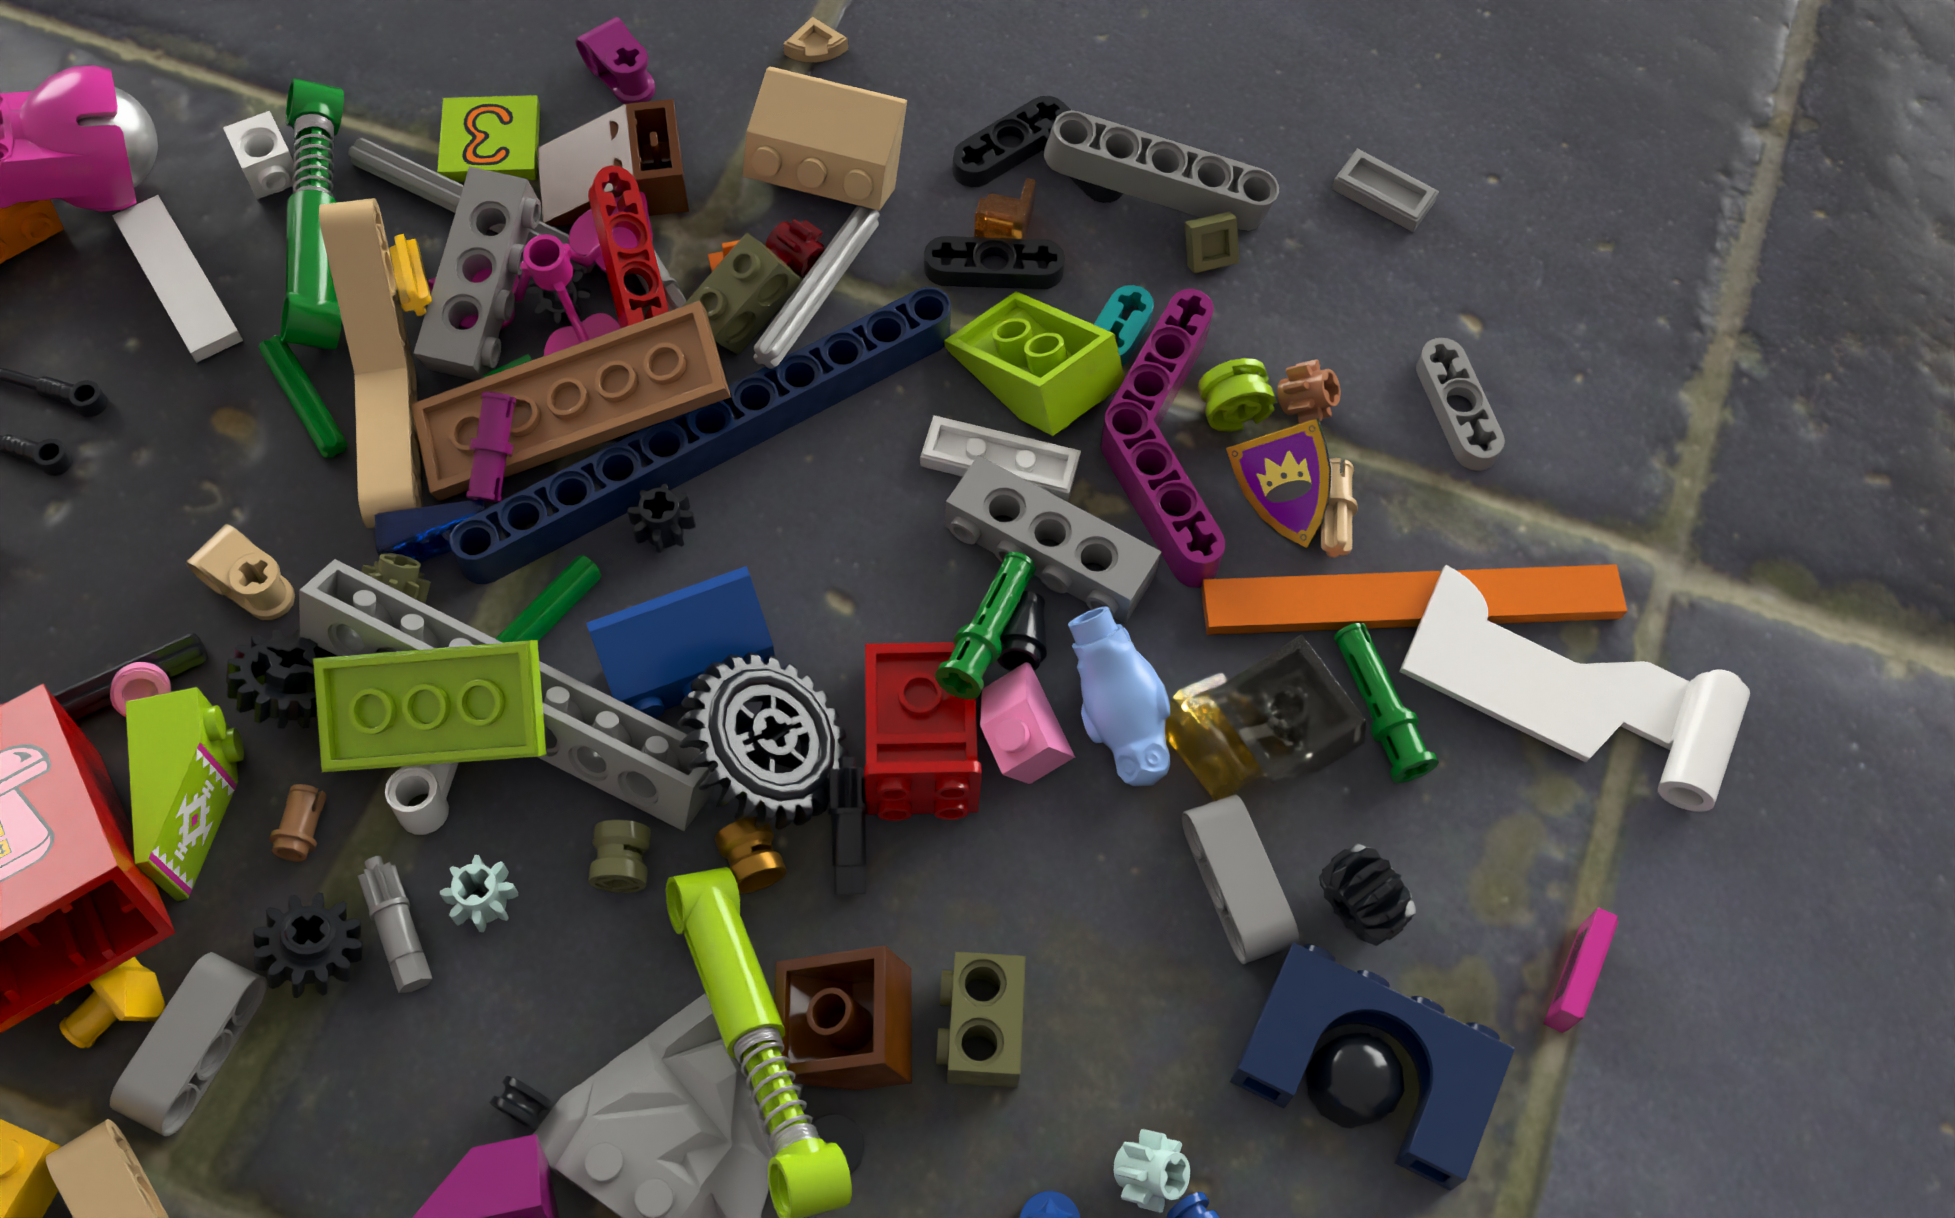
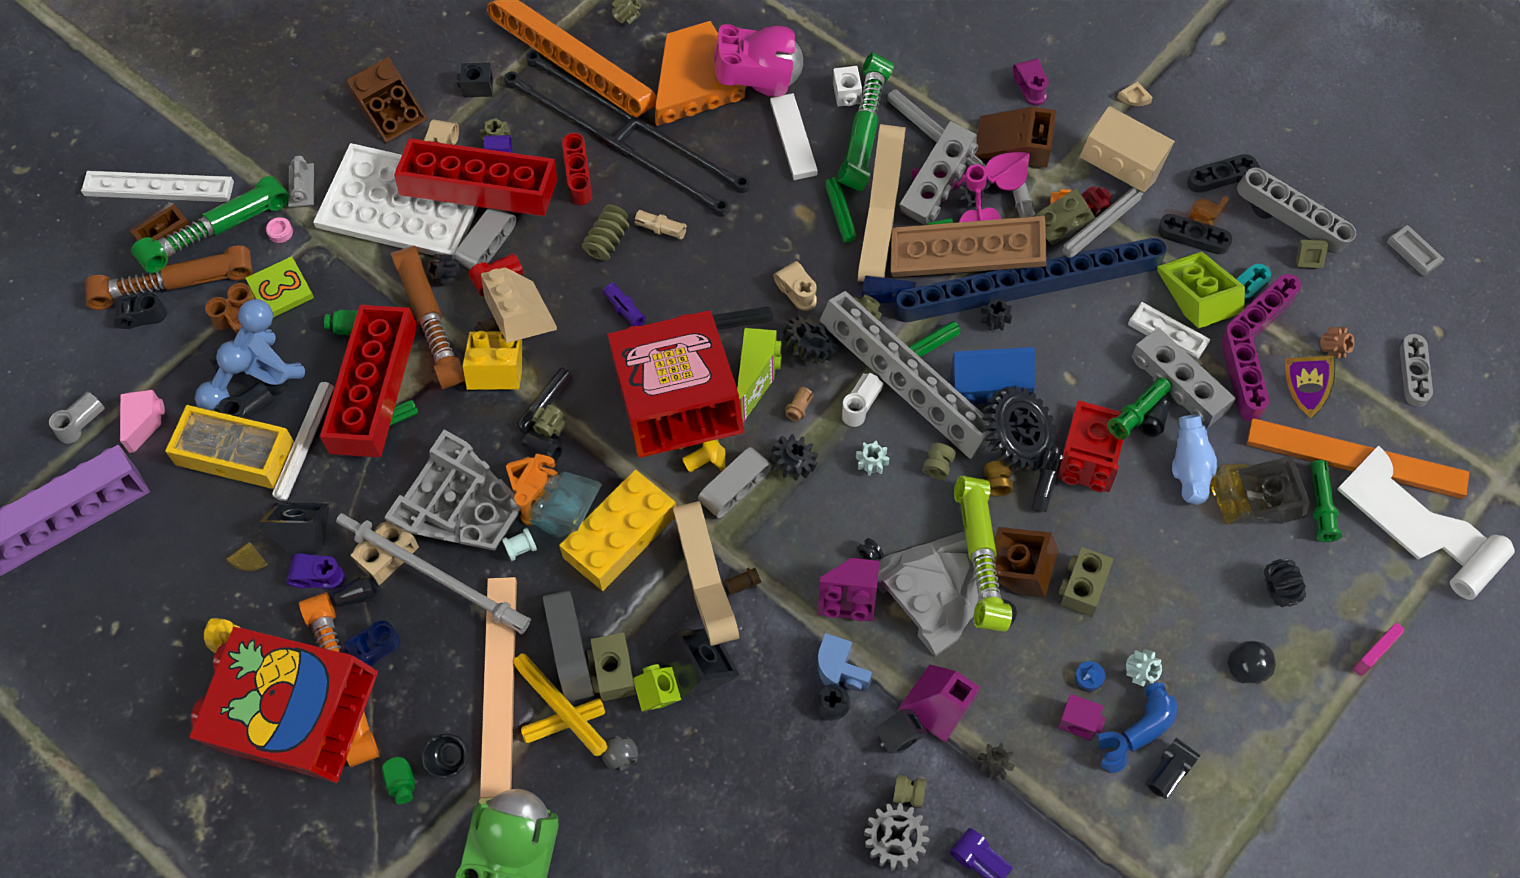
camera: 25 degrees right, 0 degrees up
(137, 682) = (739, 323): bright pink tile -> none
(394, 924) = (831, 458): light grey piece -> none
(410, 275) = (907, 170): yellow axle -> none
(430, 706) = (874, 368): lime tile -> none
(489, 135) = (958, 104): lime tile -> none
(491, 447) = (926, 258): magenta pin -> none
(620, 260) = (1008, 184): red beam -> none
(1022, 726) = (1142, 460): bright pink slope -> none
(1236, 394) = (1298, 333): lime wheel -> none
(1240, 879) = (1225, 558): light grey beam -> none
(1337, 522) = (1333, 404): tan axle -> none
(1454, 1061) = (1246, 620): dark blue arch -> none

